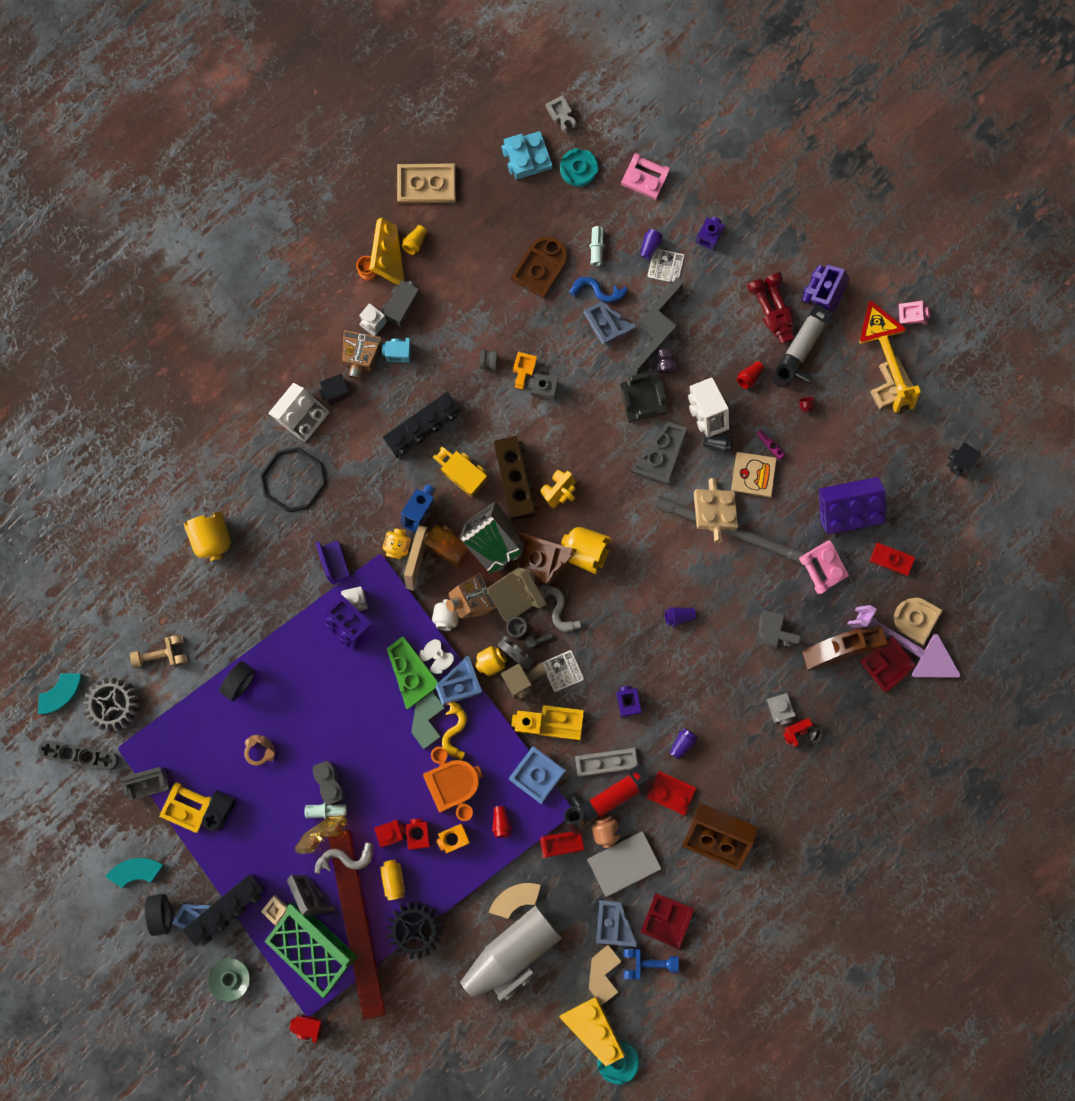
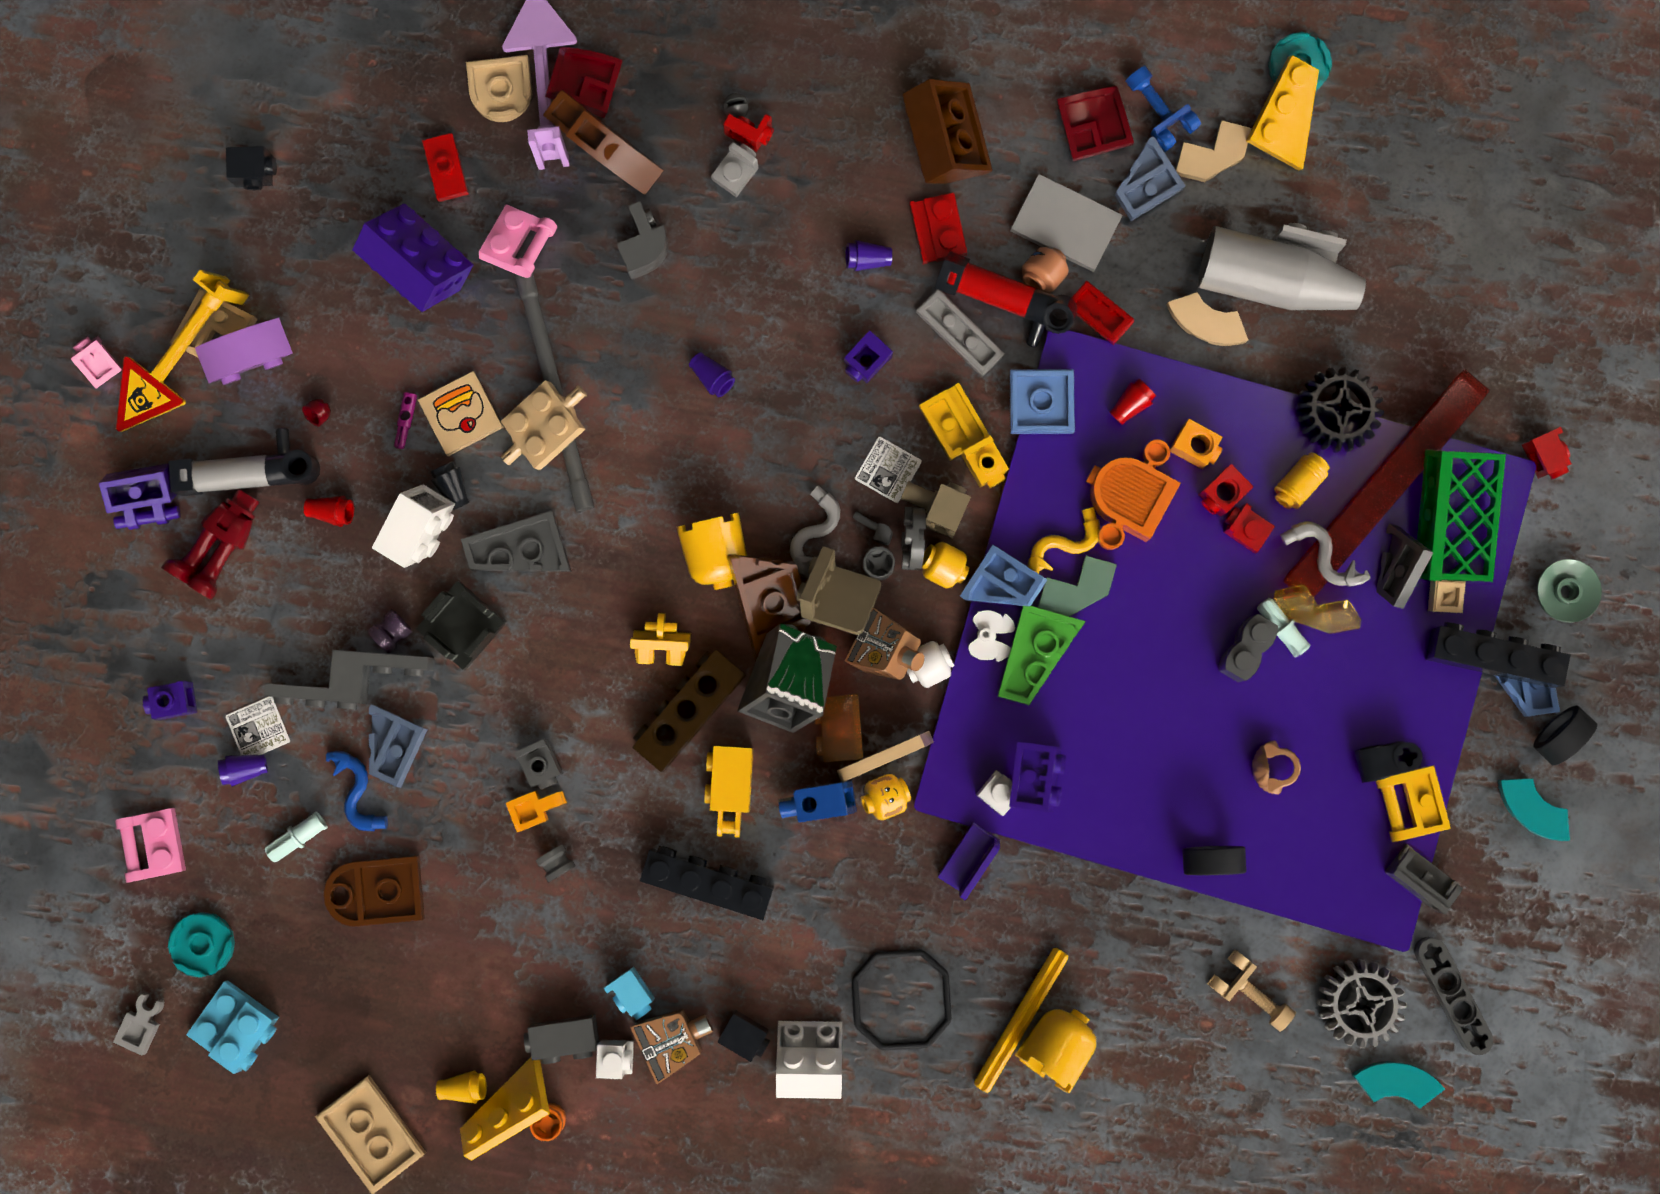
camera: 125 degrees left, 5 degrees up
(237, 530) = (1021, 1020): none -> yellow axle
(864, 388) = (244, 350): none -> medium lavender brick

